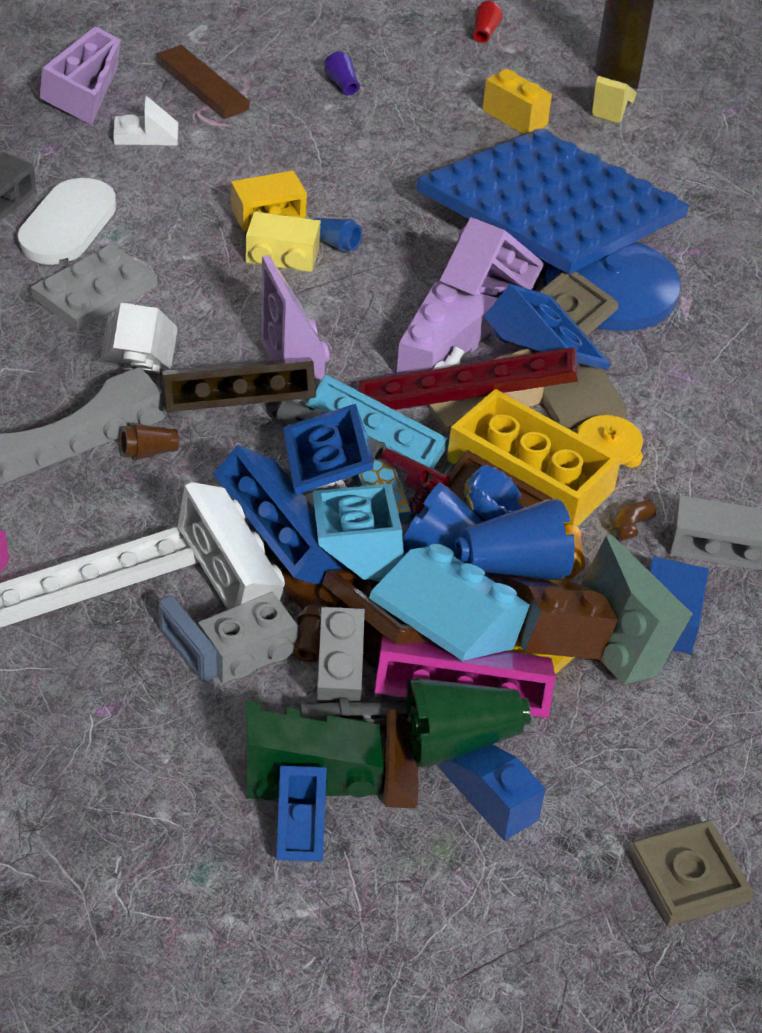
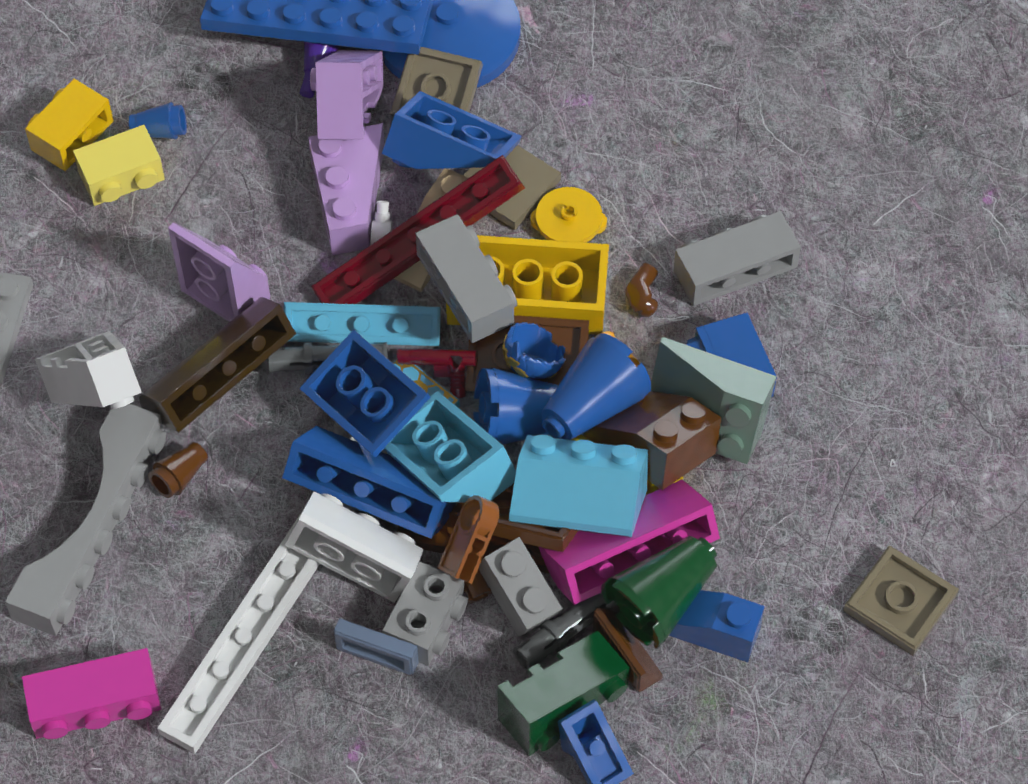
camera: 30 degrees left, 15 degrees up
(323, 590) = (470, 538): none -> dark orange piece
(477, 414) = (466, 277): none -> light grey brick

